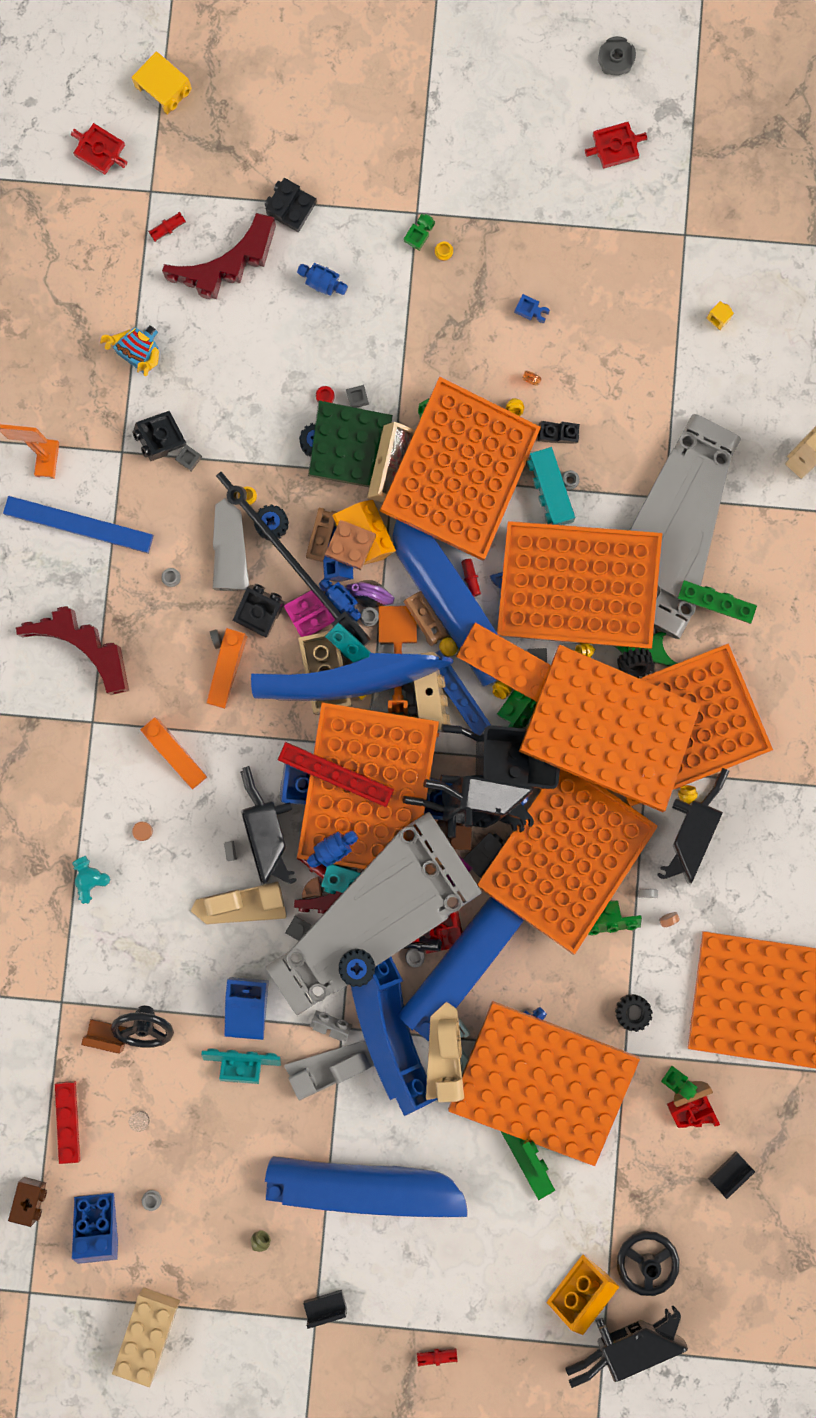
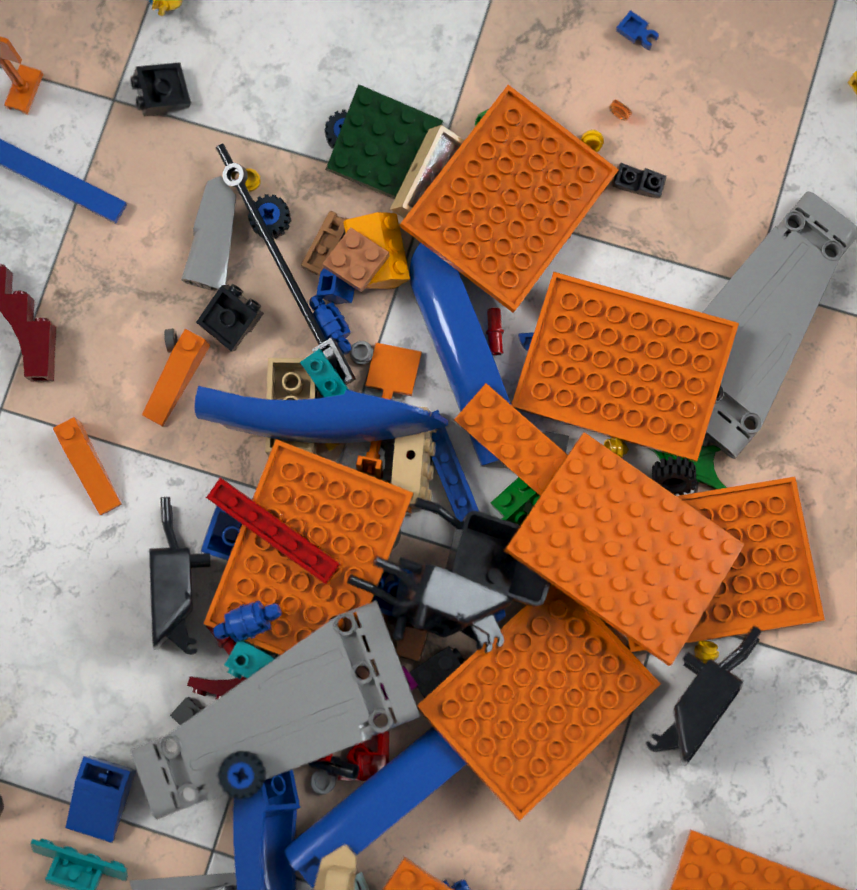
camera: 15 degrees right, 5 degrees down
(142, 831) = (27, 552): nougat tile -> none
(171, 577) = (135, 257): light grey plate -> none
(188, 458) = (189, 121): dark grey plate -> none
(230, 851) = (126, 601): light grey tile -> none
(241, 906) = (120, 669): tan panel -> none
(308, 614) = (288, 334): dark pink slope -> none
(312, 889) = (215, 668): nougat tile -> none
(323, 1021) = (208, 849): light grey hinge -> none
(325, 394) = (369, 79): red tile -> none
(357, 396) = (406, 90): dark grey plate -> none
(370, 594) = (369, 326): medium lavender hat -> none
(425, 618) = (428, 368): medium nougat plate -> none
(448, 647) = (448, 408): yellow plate -> none
(501, 690) = (501, 474): yellow plate -> none
(551, 487) = (616, 242): teal brick -> none
(570, 474) = (643, 233): light grey plate -> none
(612, 921) = (577, 790): green bracket -> none
(648, 893) = (630, 766): light grey tile -> none
(669, 919) = (651, 805): nougat tile -> none
(718, 602) = (791, 422): green bracket -> none

